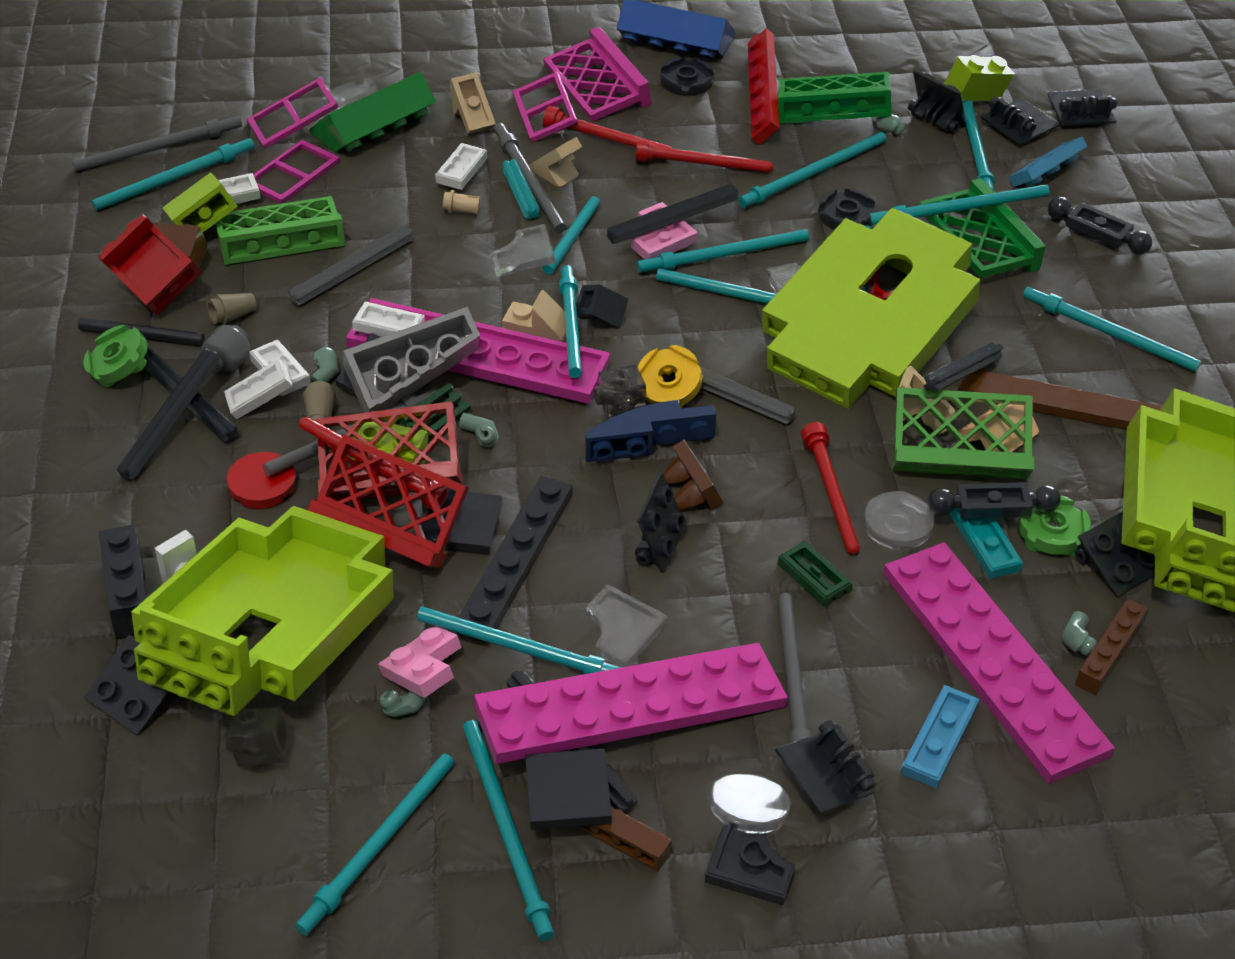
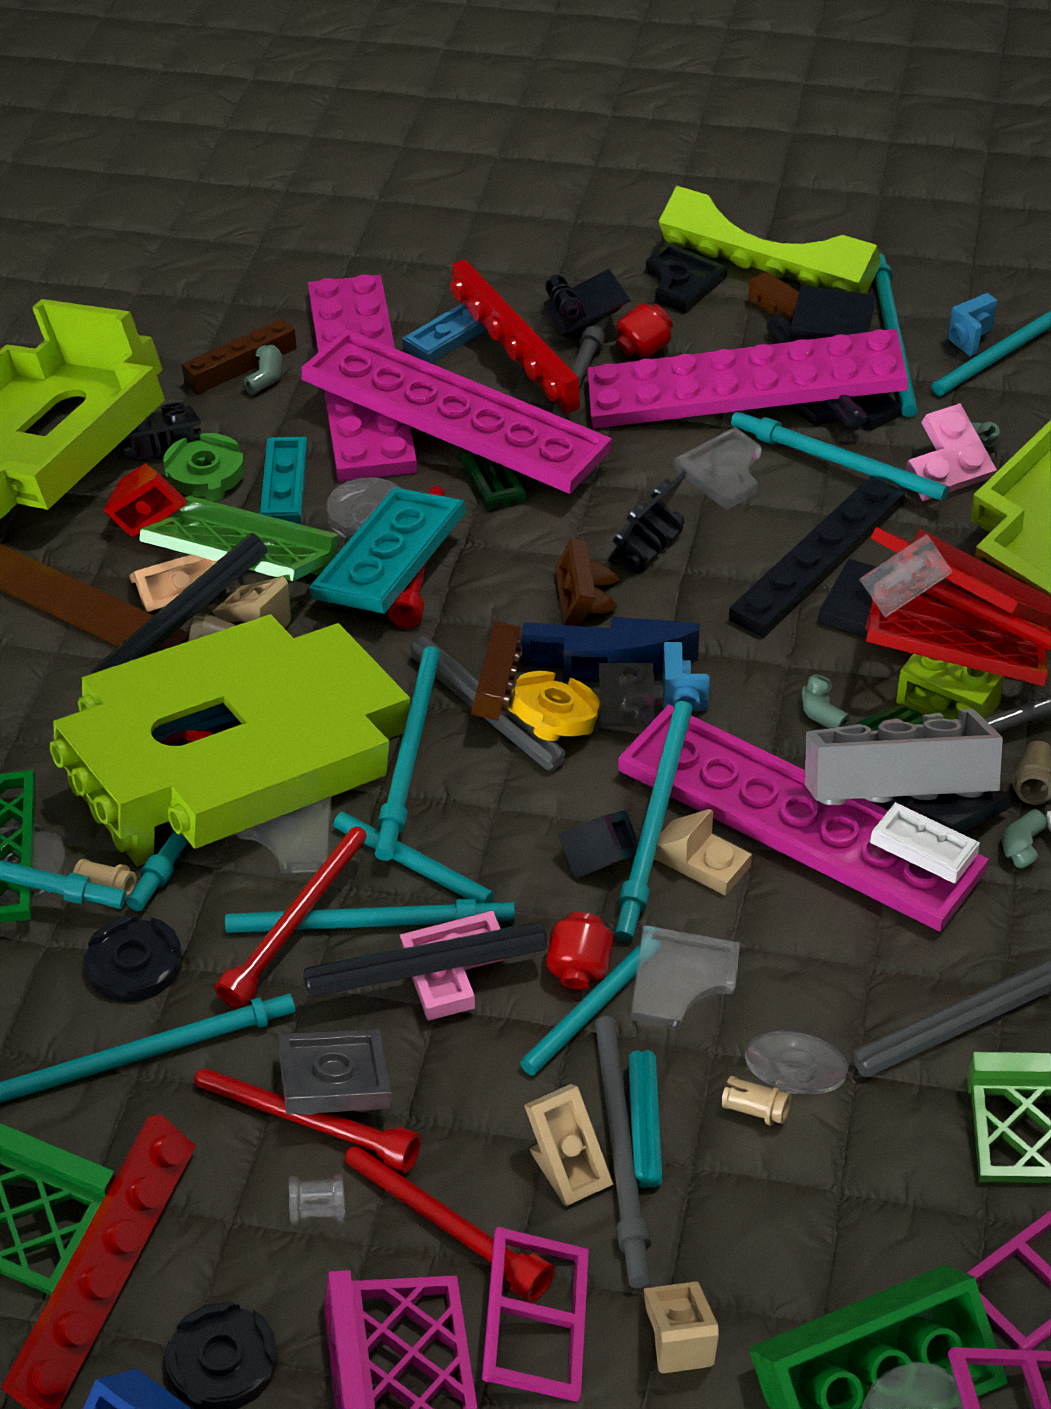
camera: 160 degrees left, 0 degrees up
(427, 839) = (971, 321): none -> dark azure bracket
(432, 432) = (906, 575): none -> clear hips
(440, 204) = (796, 1062): none -> clear dish
(461, 166) = (735, 1189): white plate -> none
(584, 410) = (680, 683): none -> dark azure bracket
(588, 245) = (579, 950): none -> red head
(595, 881) = (830, 264): none -> lime arch
(674, 124) = (316, 1198): none -> clear bush
(696, 165) = (334, 1072): none -> flat silver plate
(720, 389) = (498, 671): none -> reddish brown piece
(739, 293) = (393, 813): none -> teal bar
(750, 802) = (671, 287): clear tile -> none
(751, 747) = (644, 331): none -> red head
(775, 201) = (239, 984): none -> red piece
(852, 464) = (388, 550): none -> teal tile
(870, 692) = (515, 336): none -> red plate
(876, 595) = (458, 410): none -> dark pink plate
(994, 500) = (259, 475): black plate -> none
(1063, 458) = (142, 500): none -> red slope

